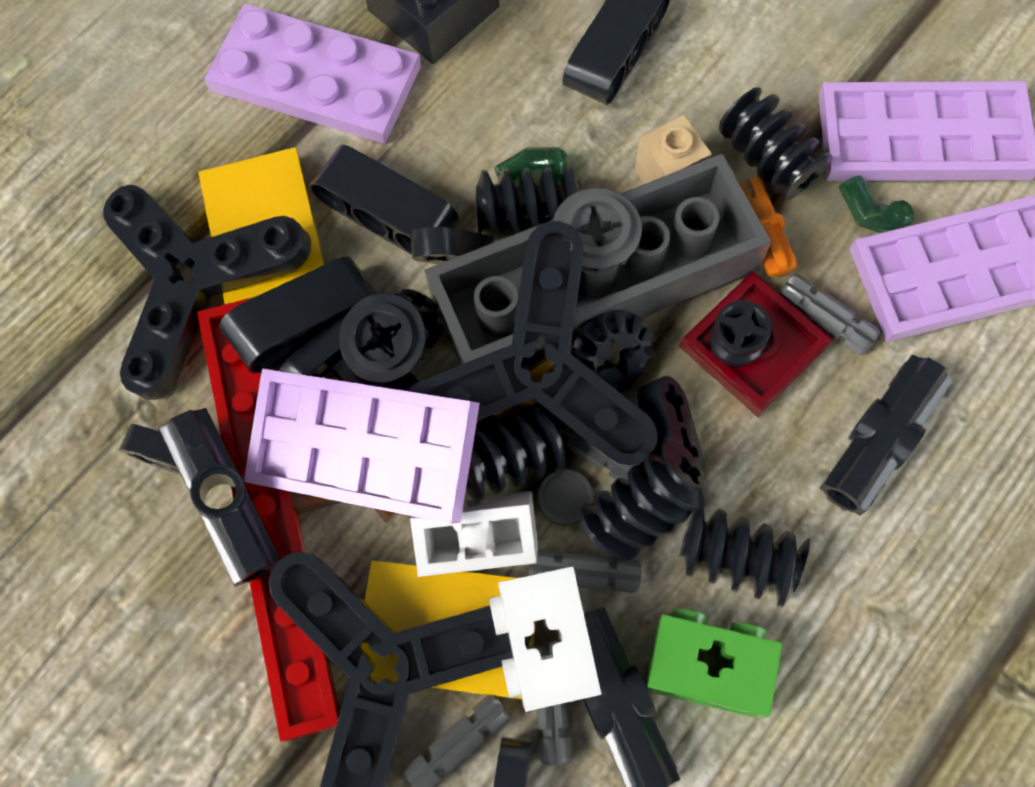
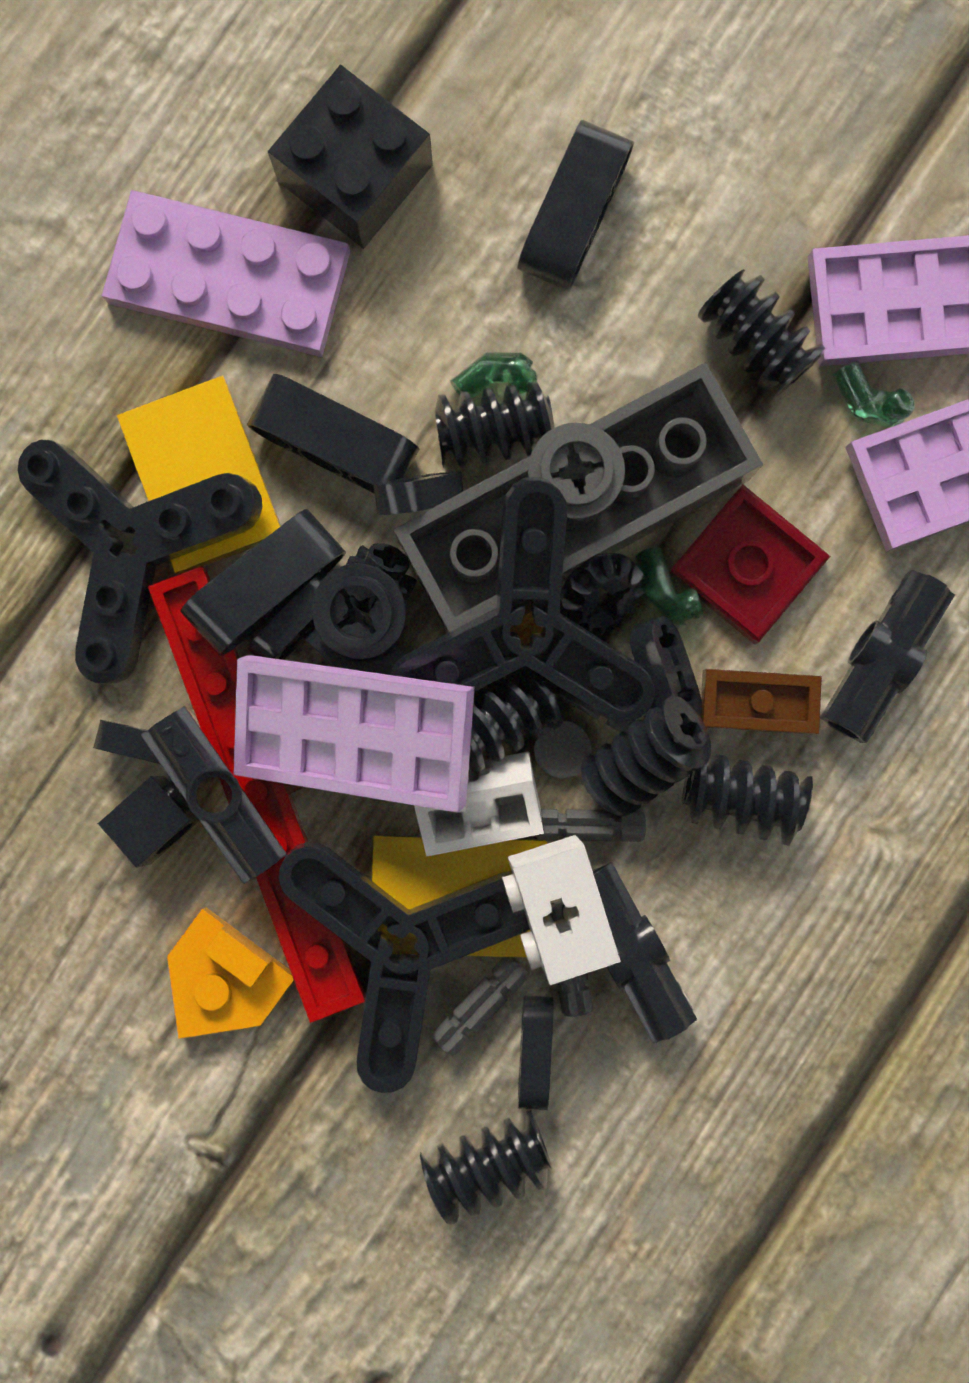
camera: 10 degrees left, 15 degrees up
(158, 524) = (149, 821): none -> black brick
(201, 691) = (222, 978): none -> light orange plate
(669, 150) = (648, 358): tan brick -> none
(671, 358) = (661, 591): none -> clear green arm
(741, 687) = (750, 927): bright green brick -> none
(746, 322) = (738, 554): black wheel -> none
(762, 466) = (761, 701): none -> reddish brown plate
(779, 257) = (758, 431): orange axle -> none
(830, 314) = (826, 526): dark grey axle -> none

